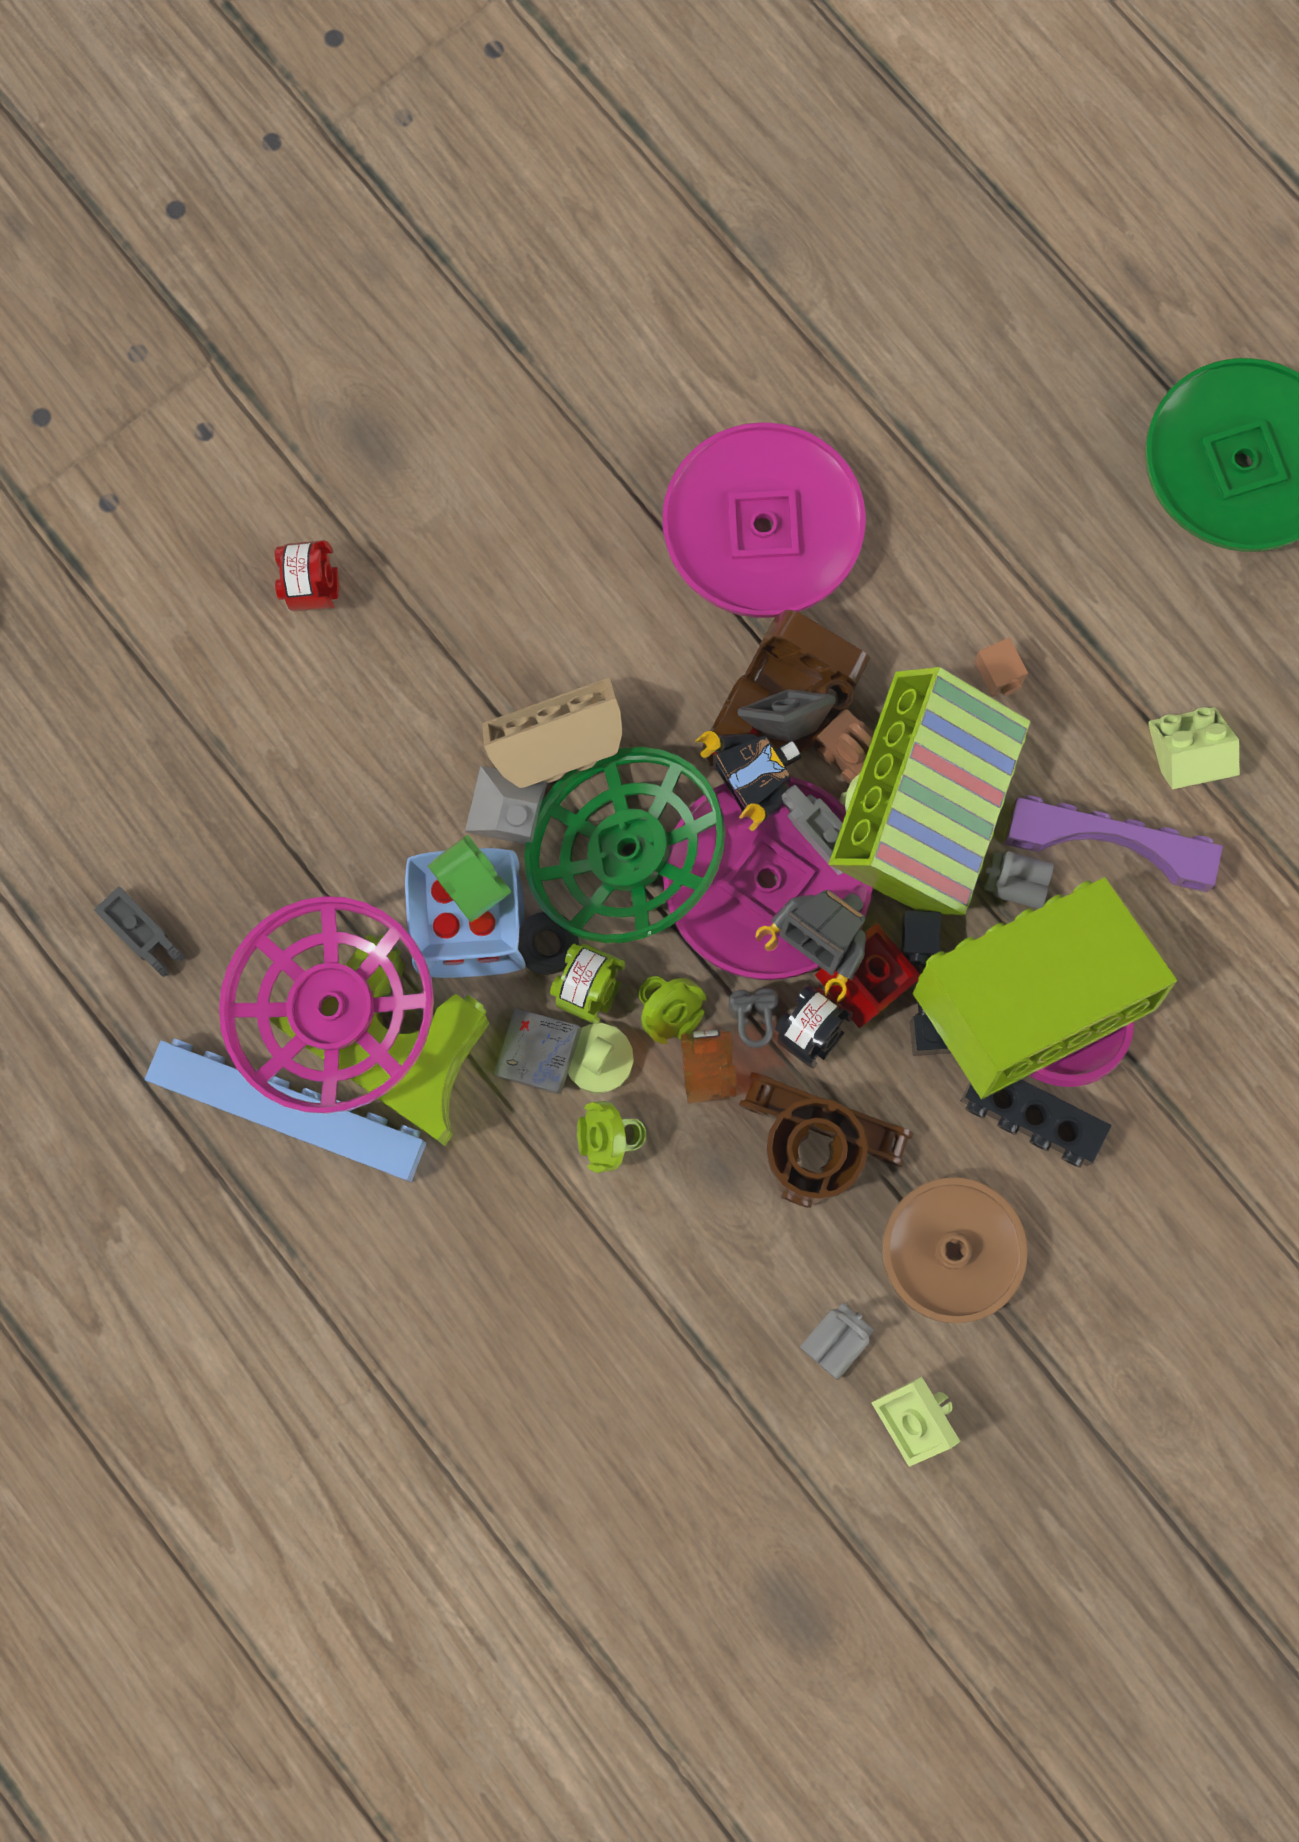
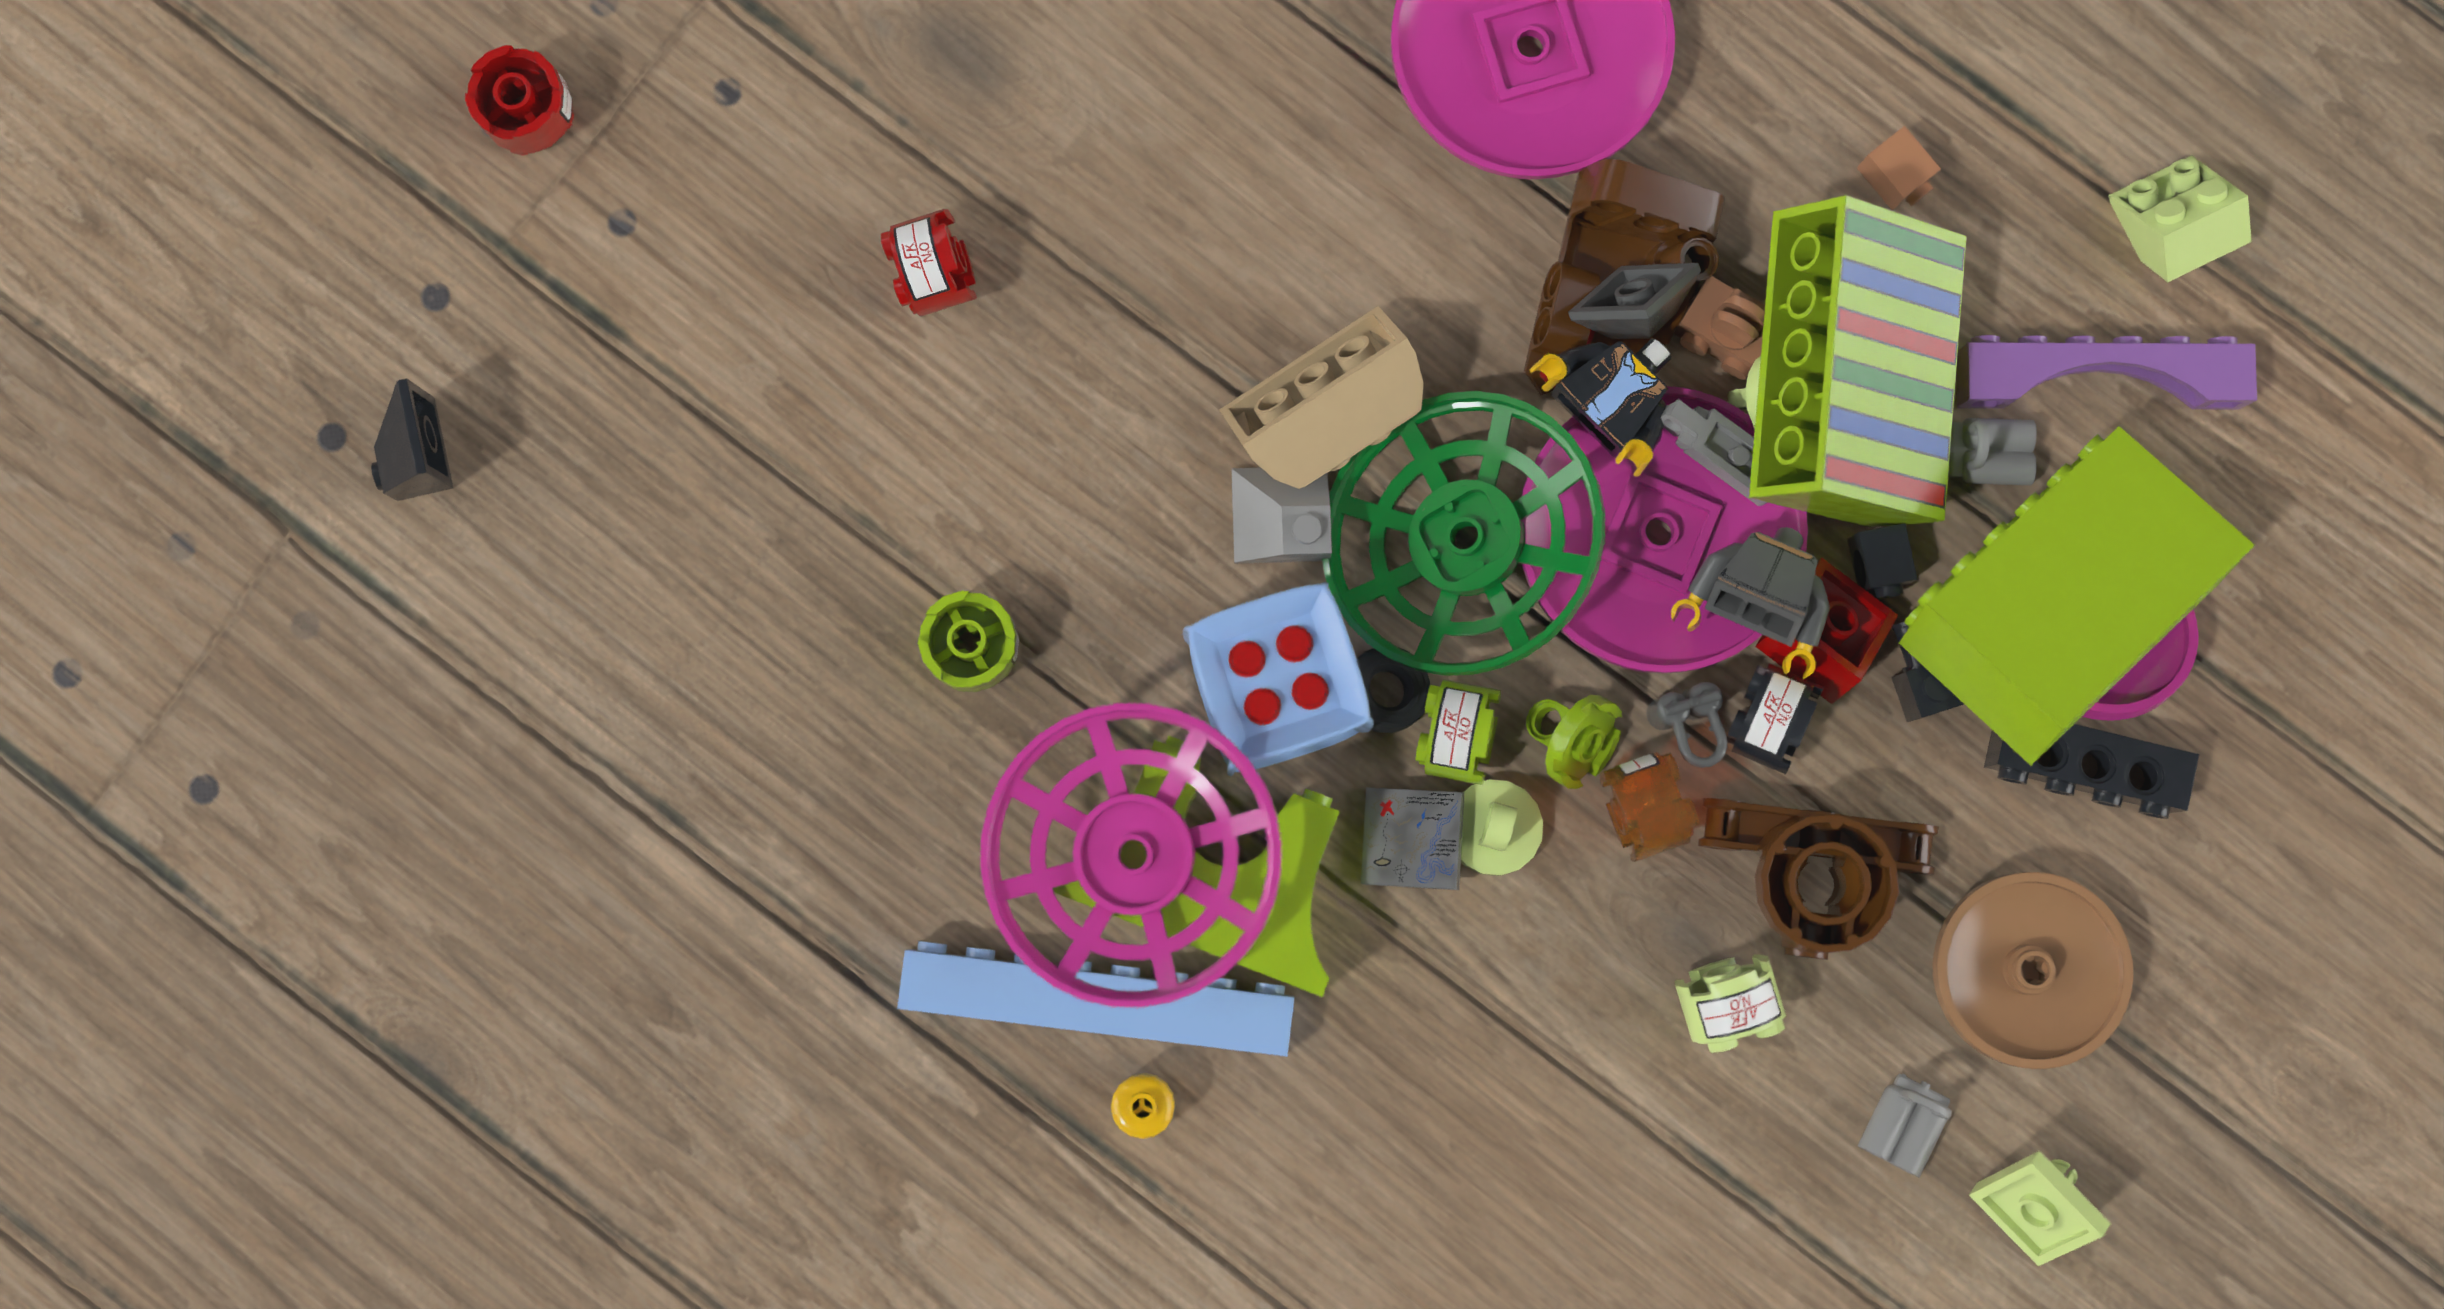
camera: 20 degrees left, 5 degrees up
(59, 403) = (535, 121): none -> red brick
(136, 928) = (826, 804): dark grey hinge -> none
(246, 830) = (980, 616): none -> lime brick
(288, 1183) = (1140, 1087): none -> yellow head
(469, 878) = (1287, 639): bright green brick -> none
(604, 1138) = (1535, 933): lime tile -> none
(731, 1219) = (1731, 1002): none -> brick

